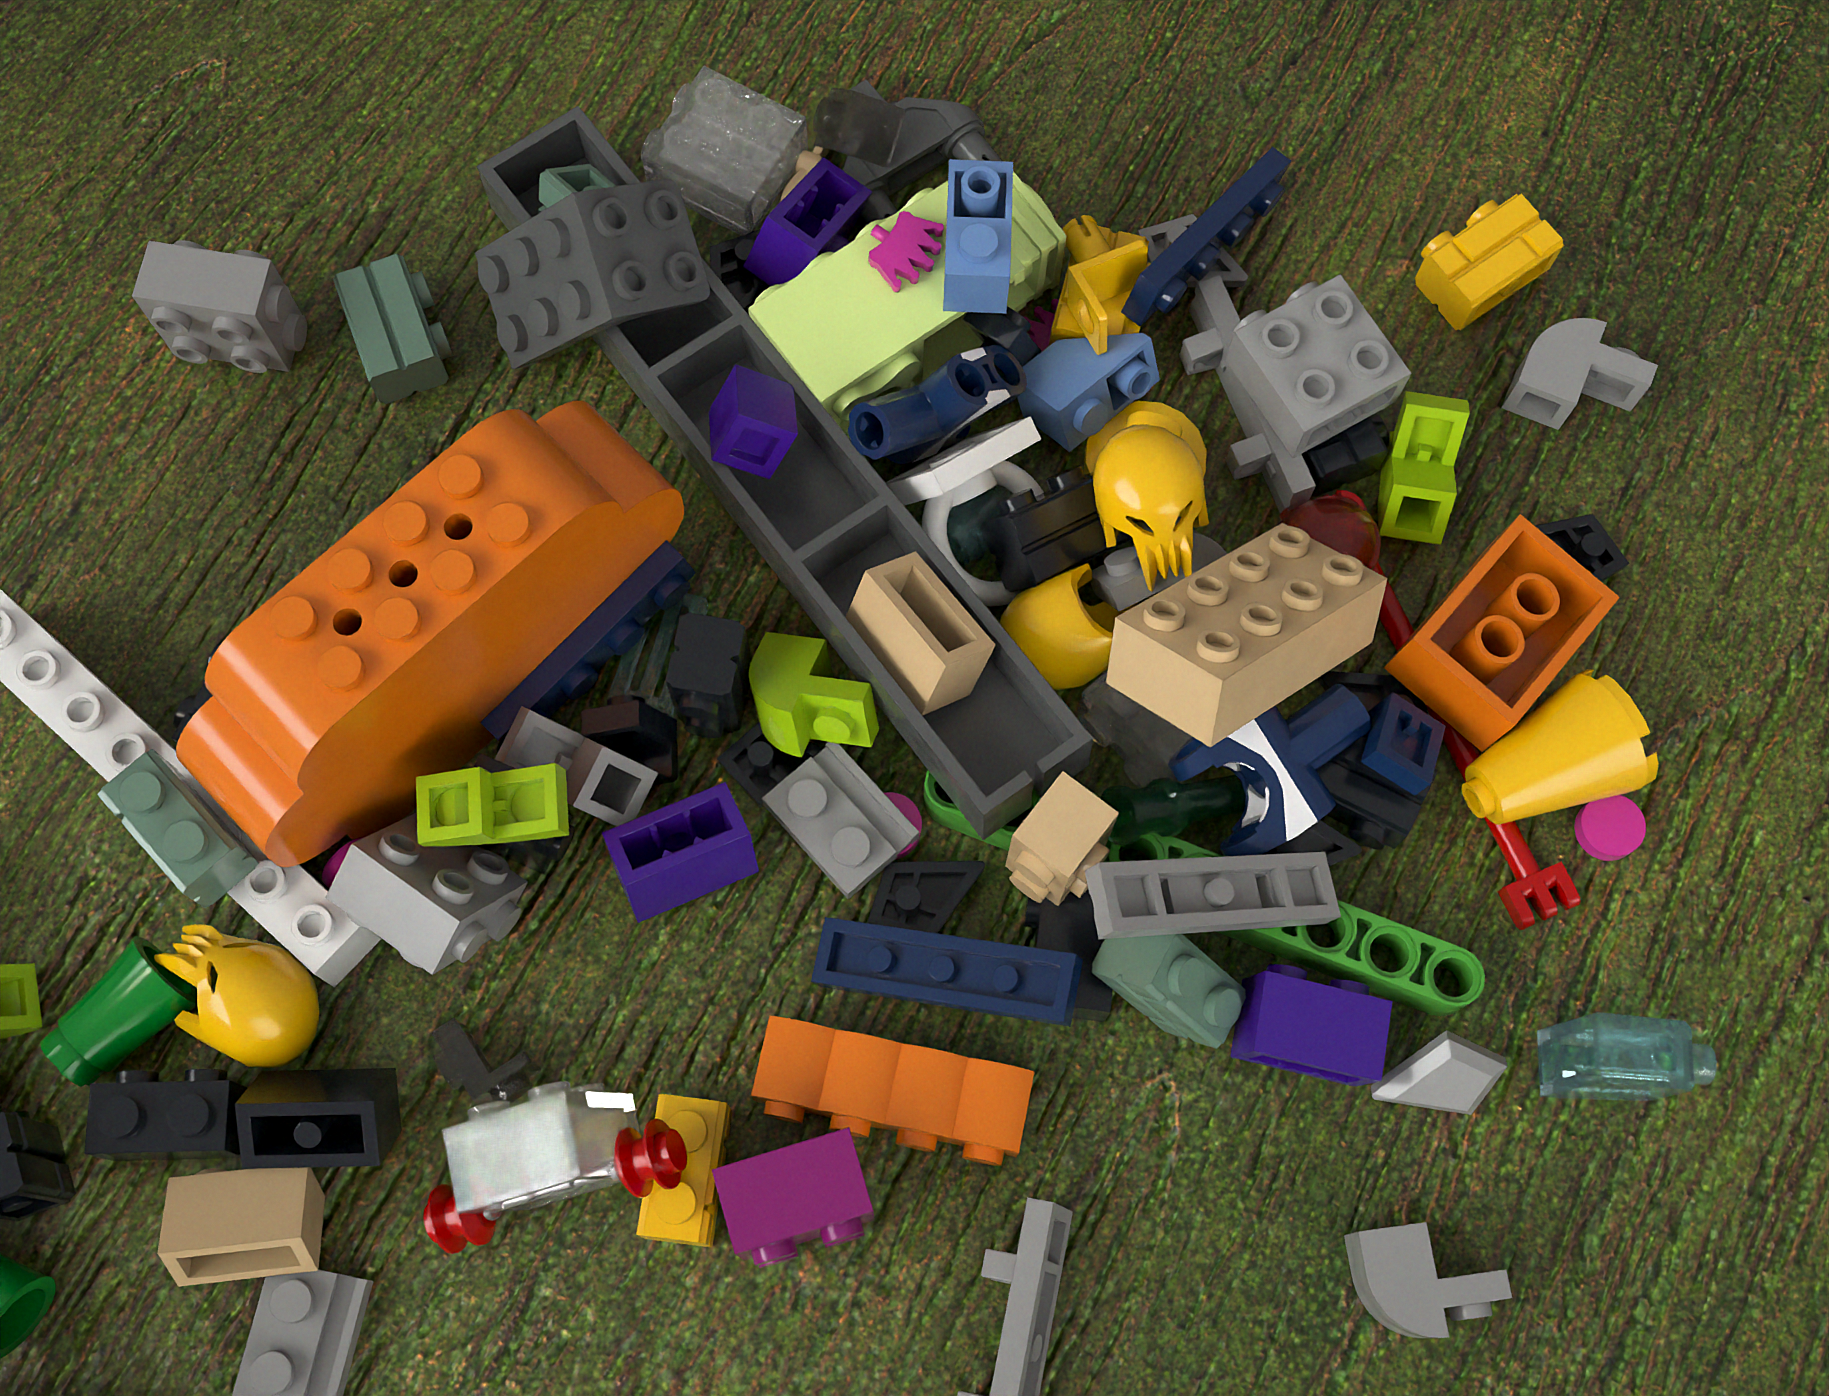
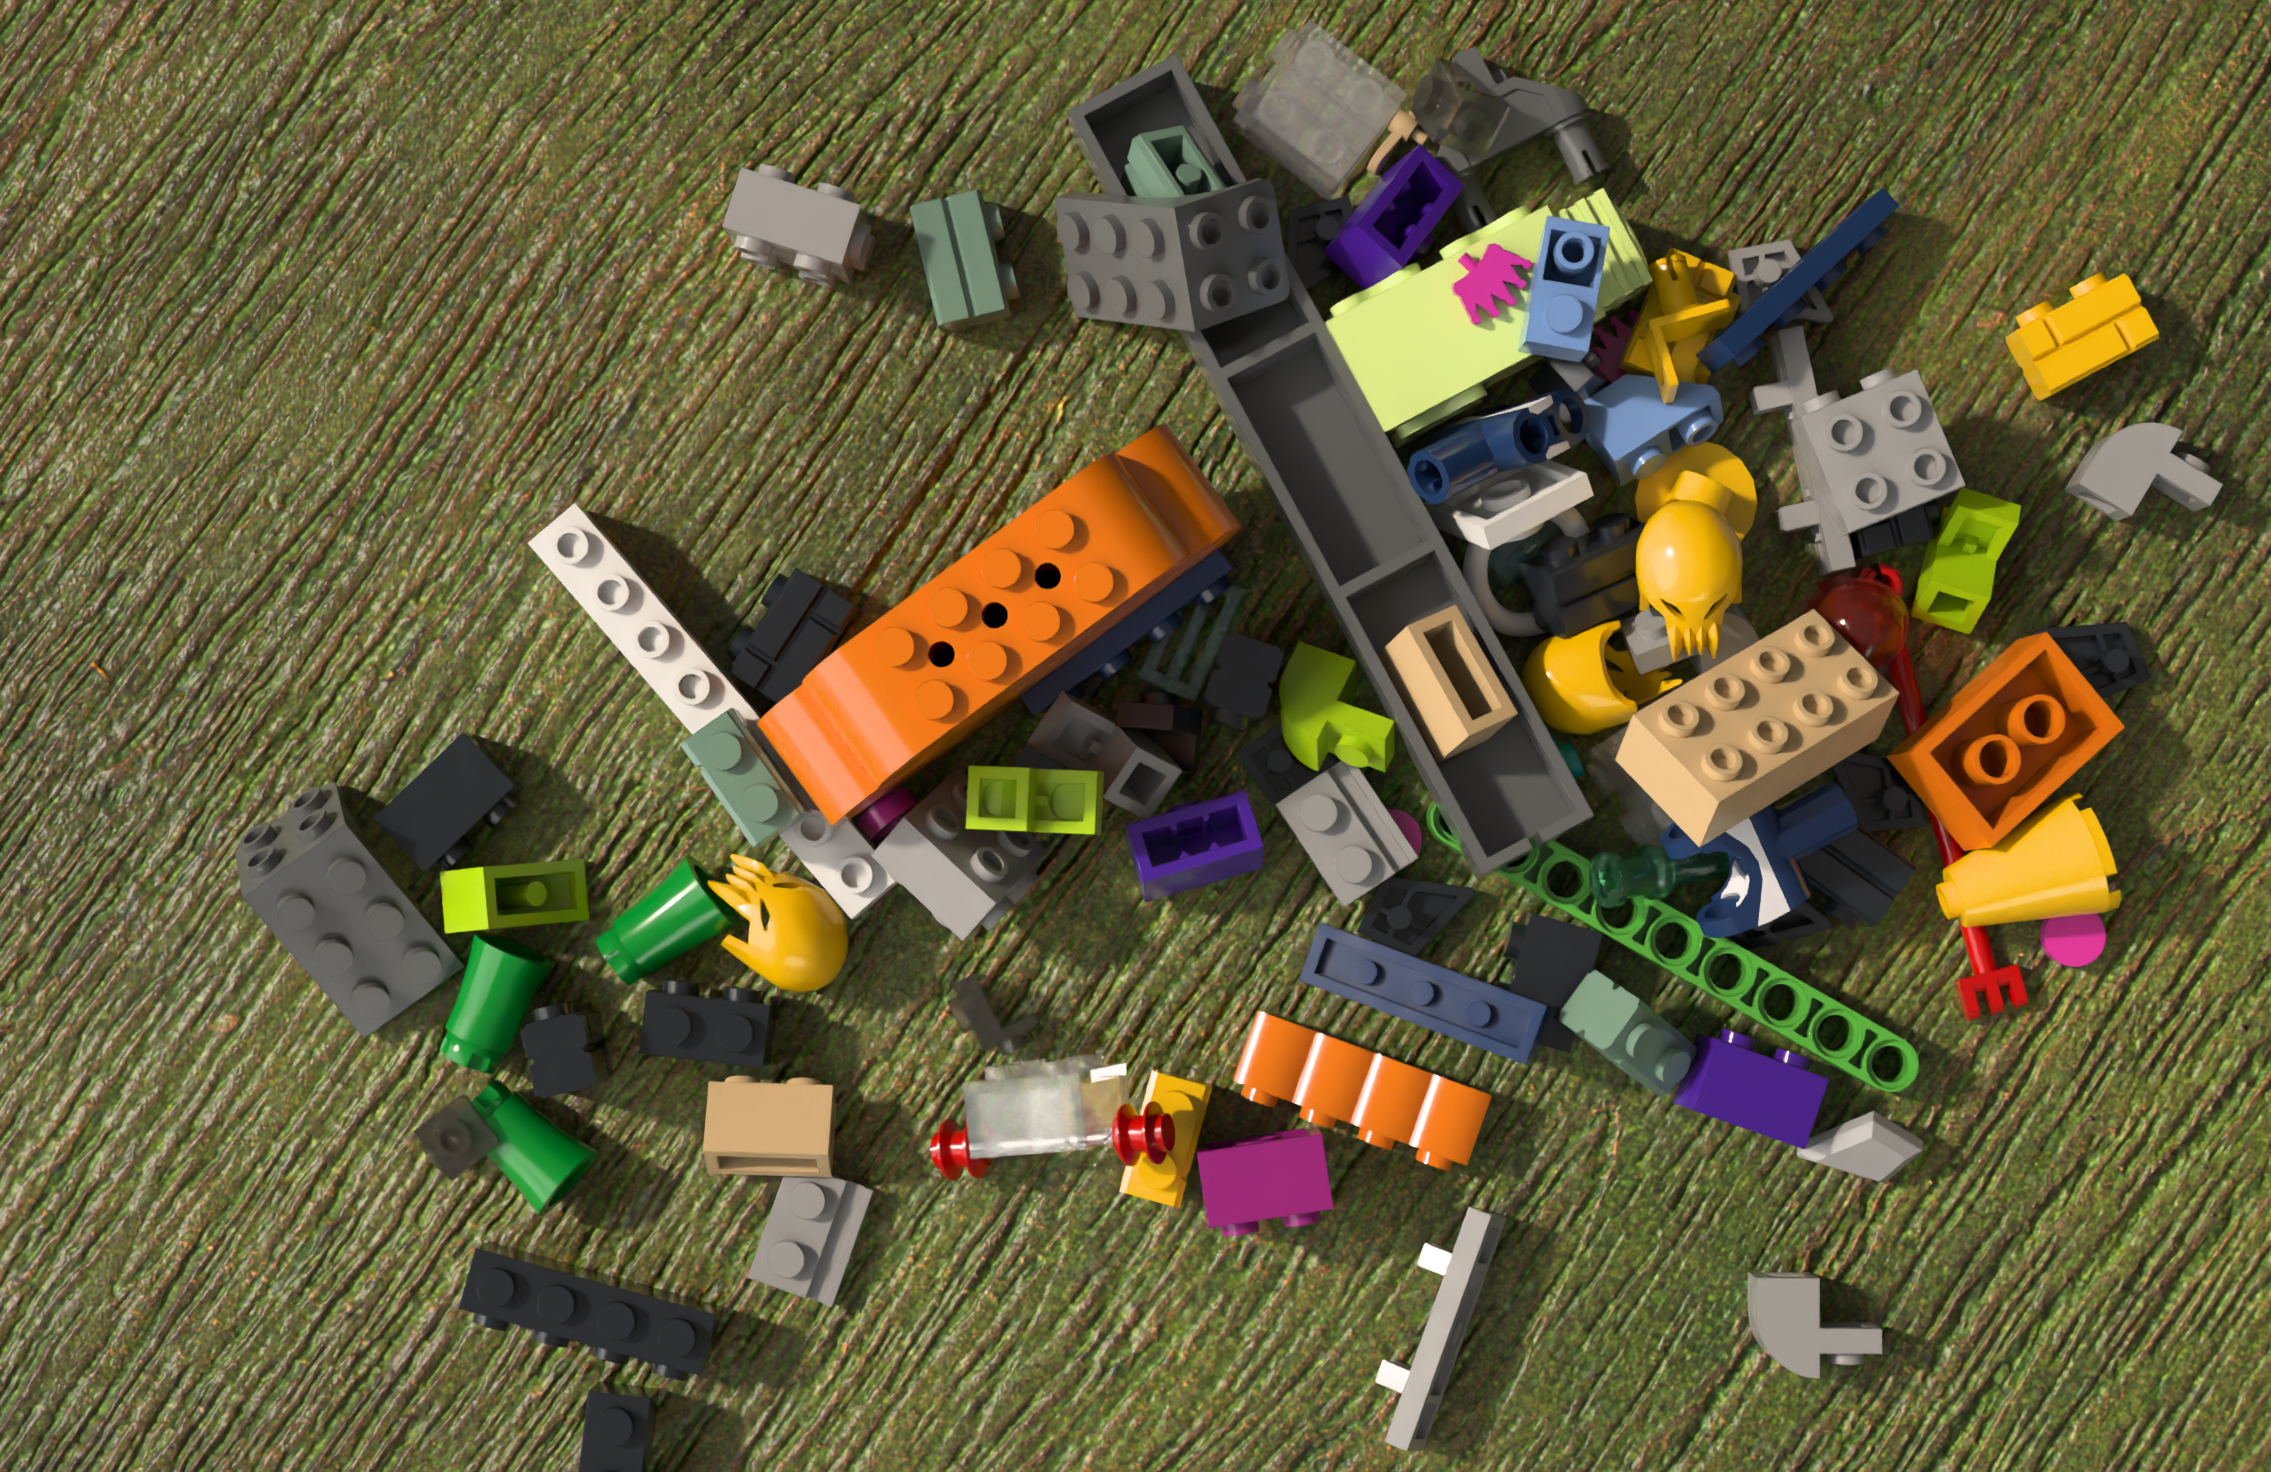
camera: 10 degrees right, 15 degrees up
(318, 1118) = (844, 1046): black brick -> none
(752, 422) = (1316, 444): dark purple panel -> none
(1060, 842) = (1549, 905): tan brick -> none
(1211, 894) = (1680, 973): light grey hinge -> none
(1403, 743) = (1885, 843): dark blue bracket -> none
(1621, 1058) = (2030, 1159): clear light blue torso -> none

